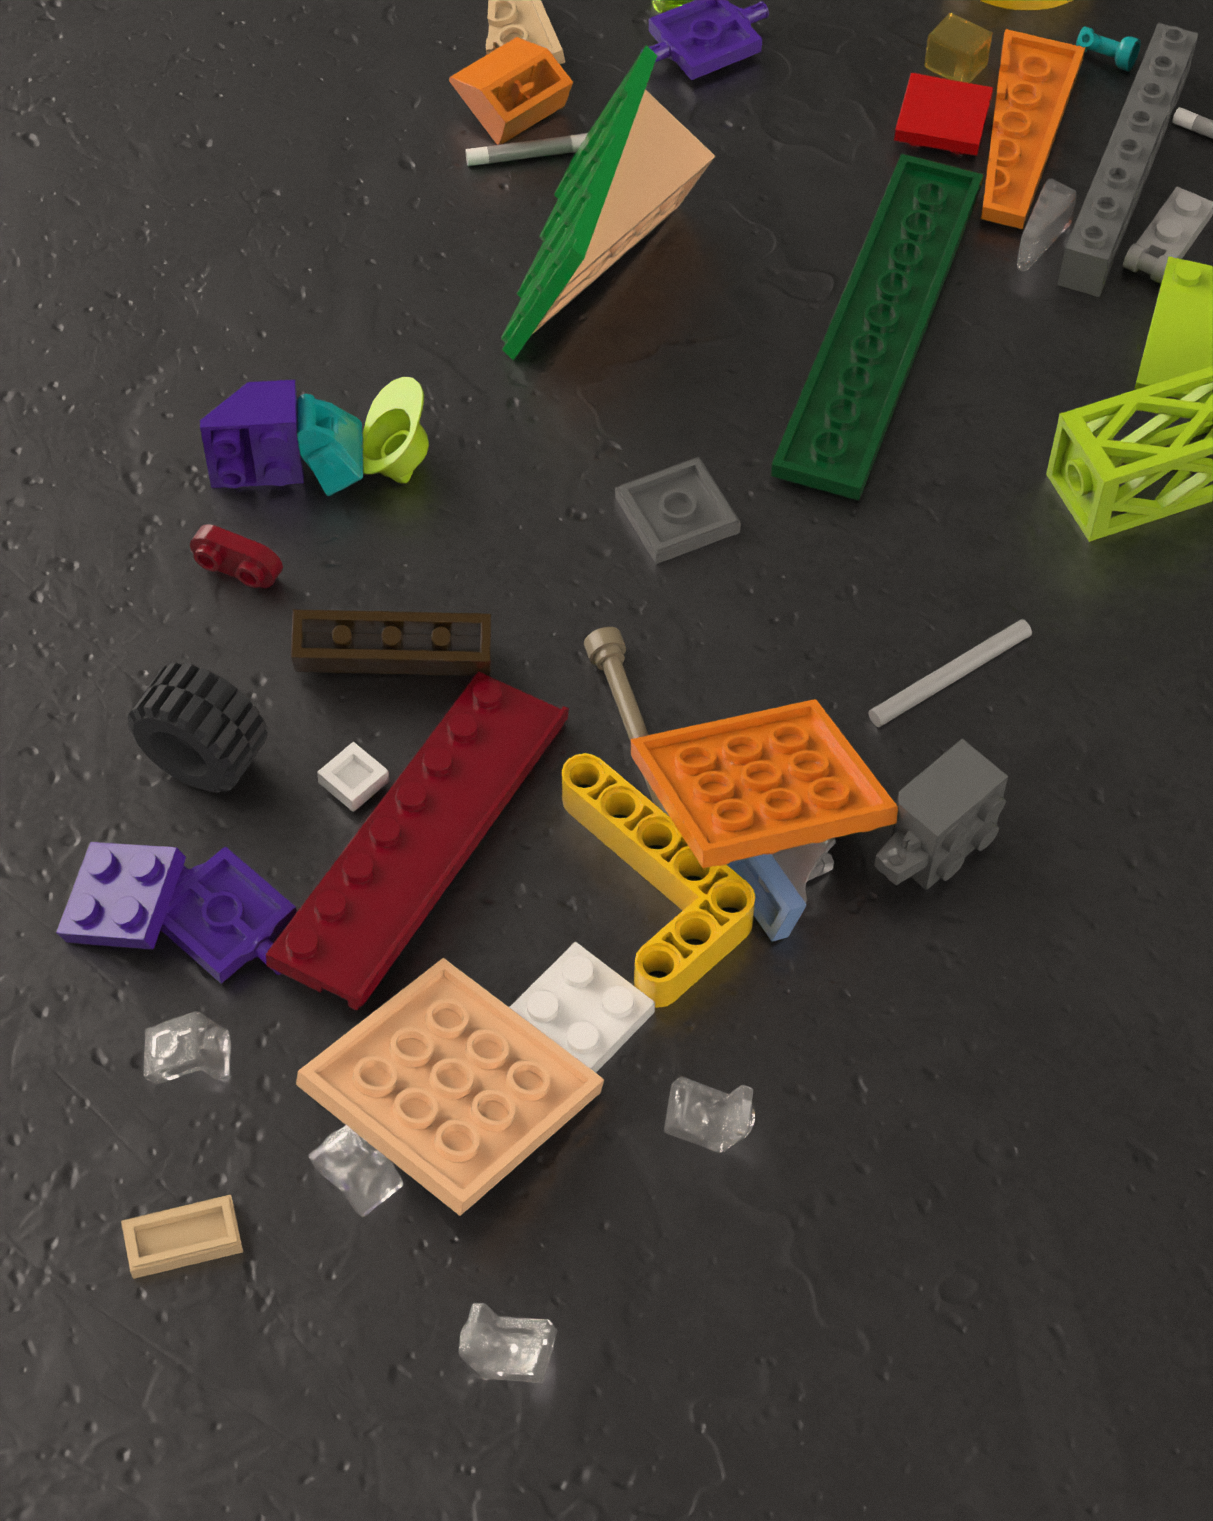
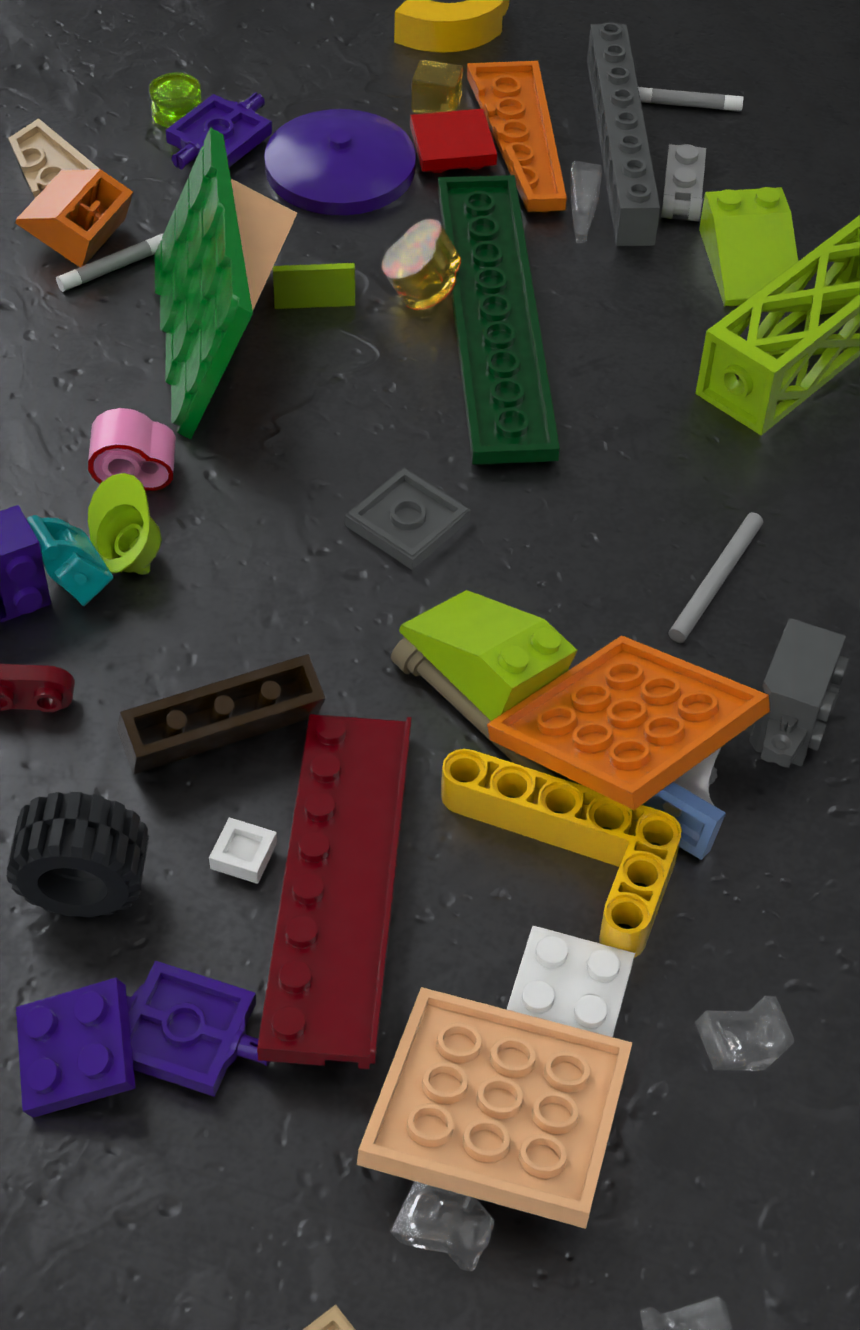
camera: 25 degrees left, 5 degrees down
(185, 1047) = (214, 1175): clear bracket -> none
(442, 356) = (131, 445): none -> bright pink piece
(673, 668) = (490, 650): none -> lime slope
(711, 236) = (314, 285): none -> lime panel
(815, 104) = (340, 162): none -> dark purple dish
(826, 248) = (422, 265): none -> clear yellow piece
(1124, 52) = (567, 57): teal piece -> none

